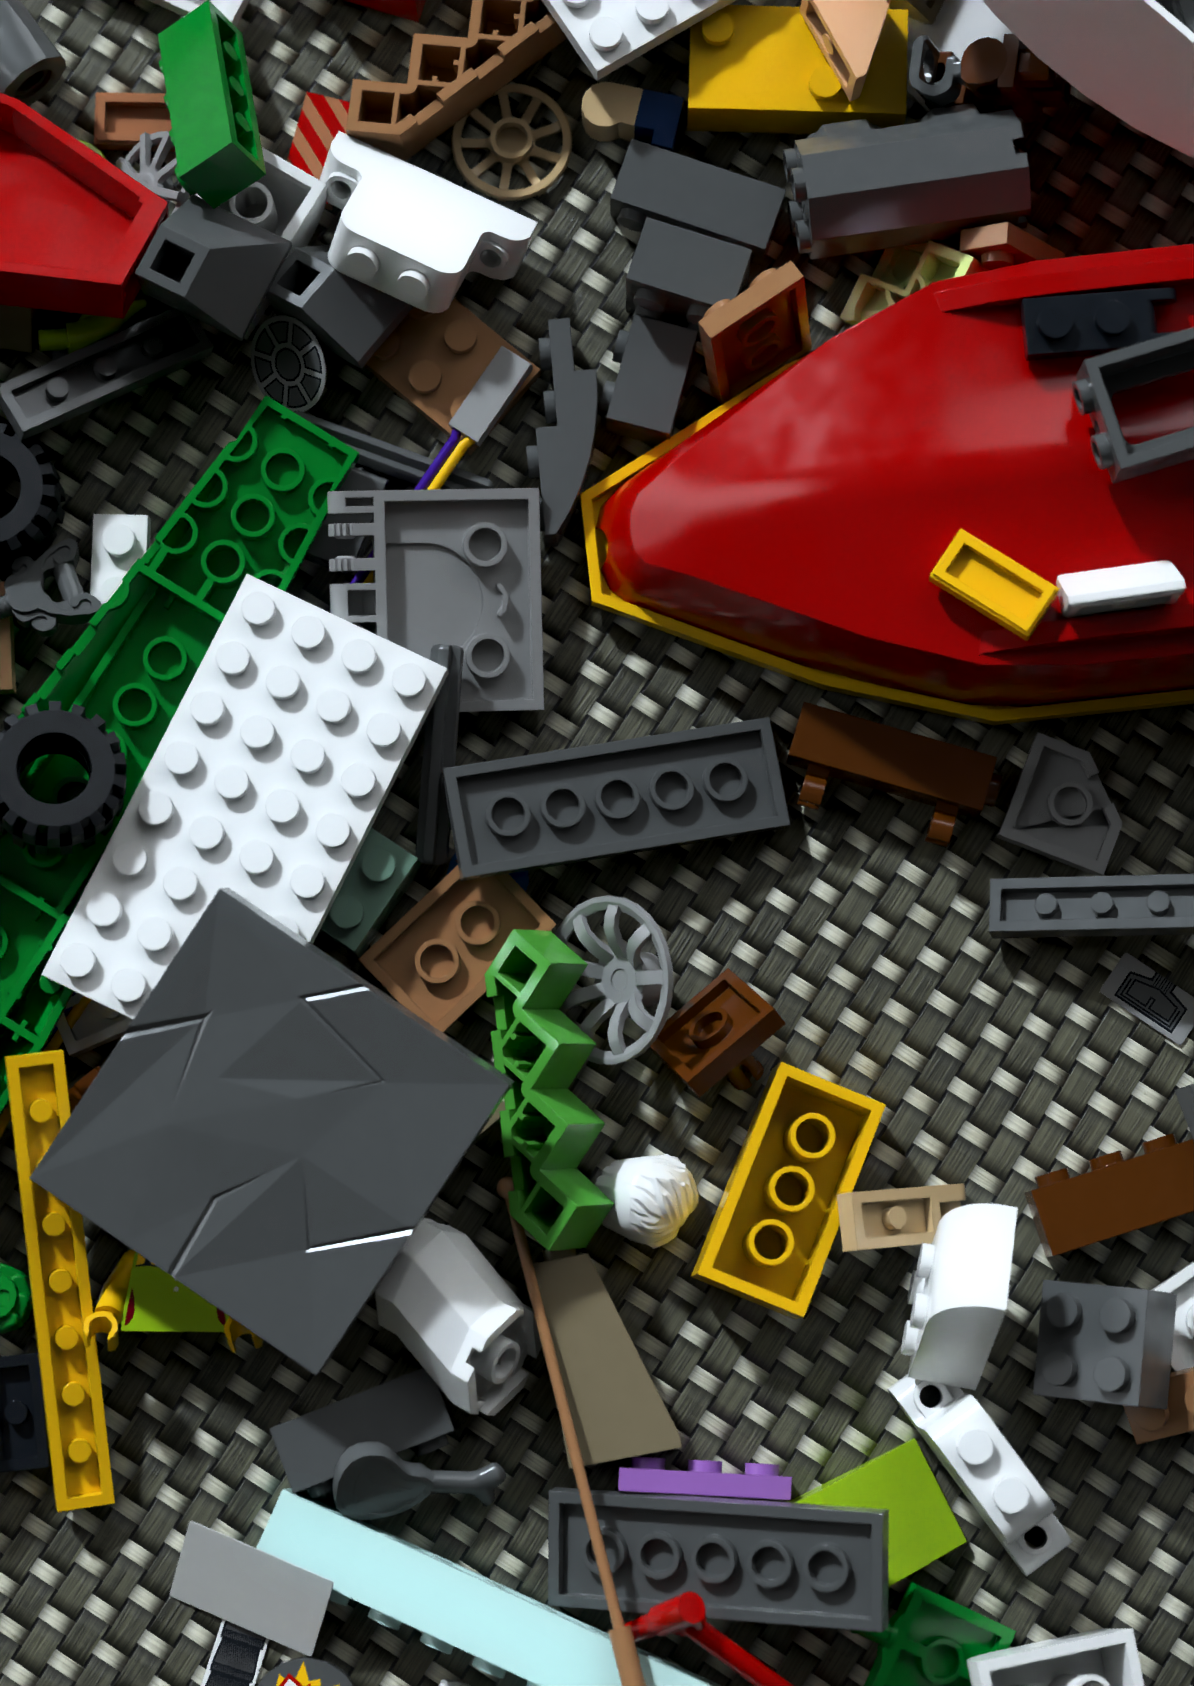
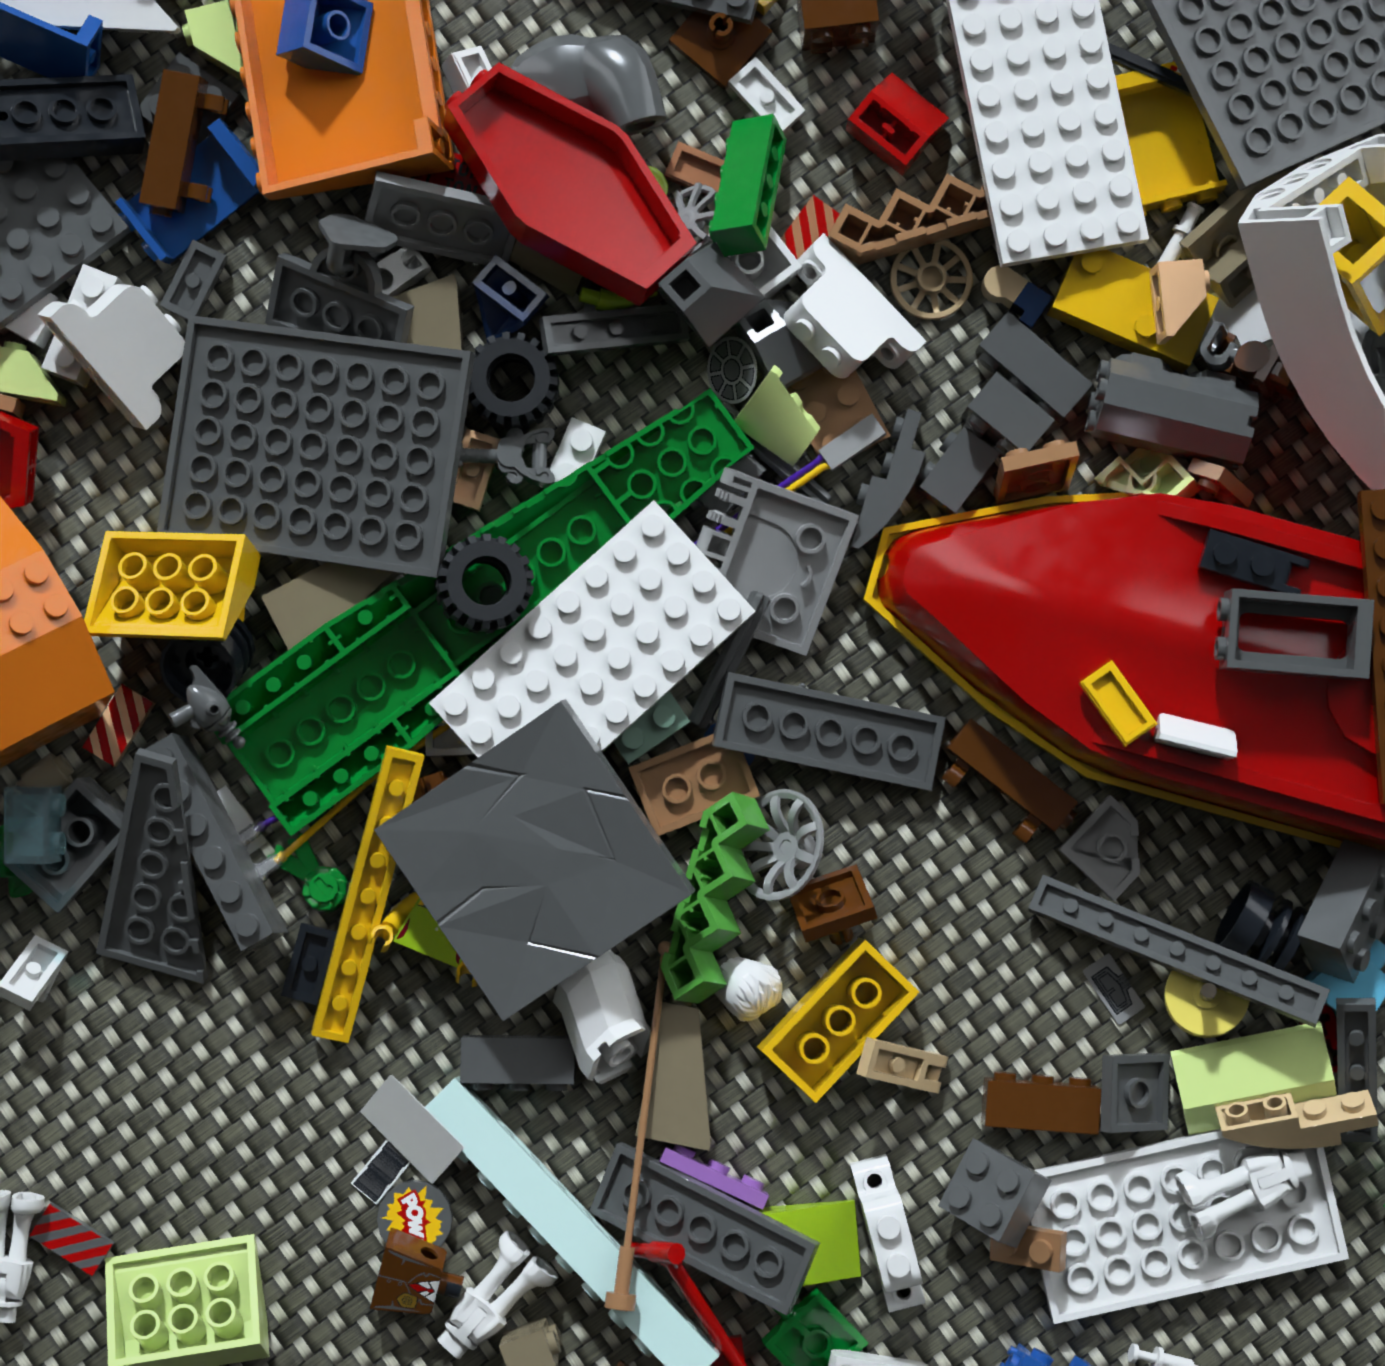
camera: 20 degrees right, 5 degrees up
(376, 402) = (778, 419): none -> yellowish green slope
(378, 1484) = (514, 1097): dark grey piece -> none
(960, 1295) = (917, 1129): white brick -> none

